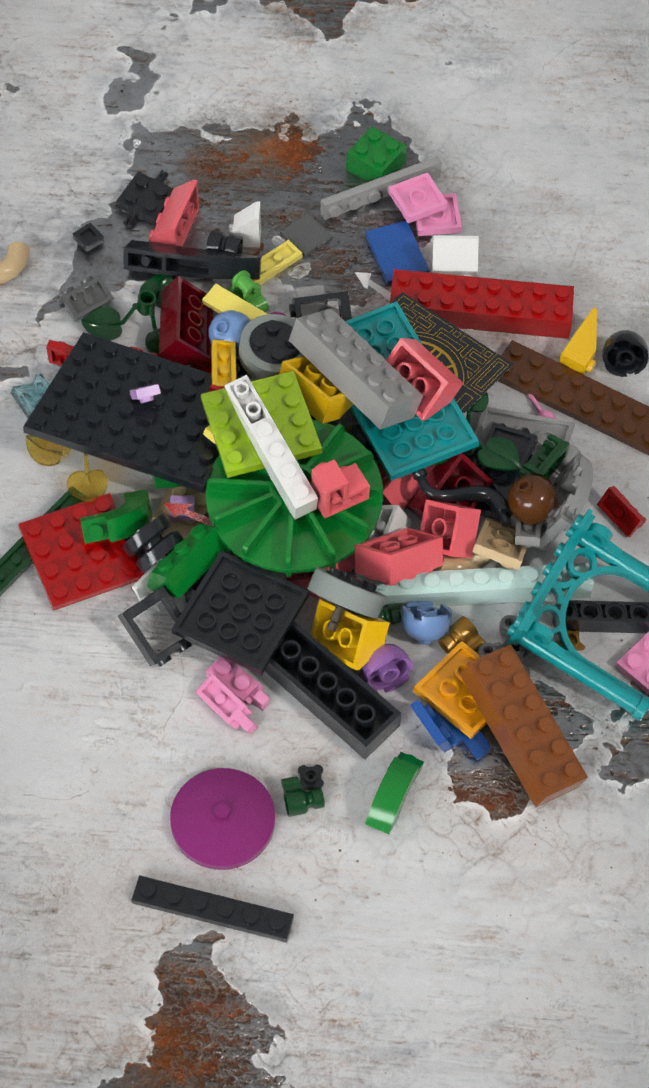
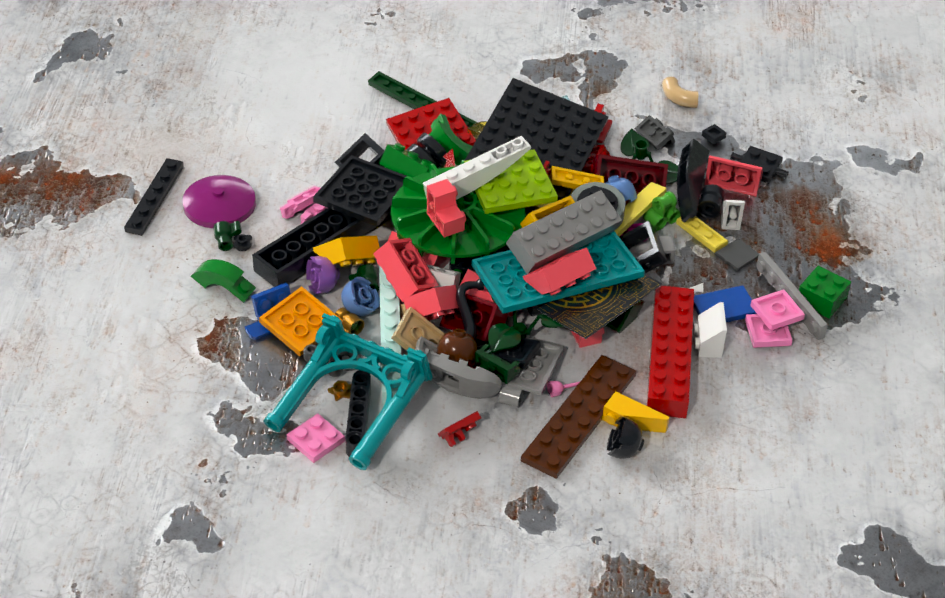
camera: 90 degrees right, 15 degrees down
(145, 393) = (543, 132): lavender plate -> none
(346, 593) = (366, 229): light grey wheel -> none
(523, 725) = (259, 342): dark orange brick -> none

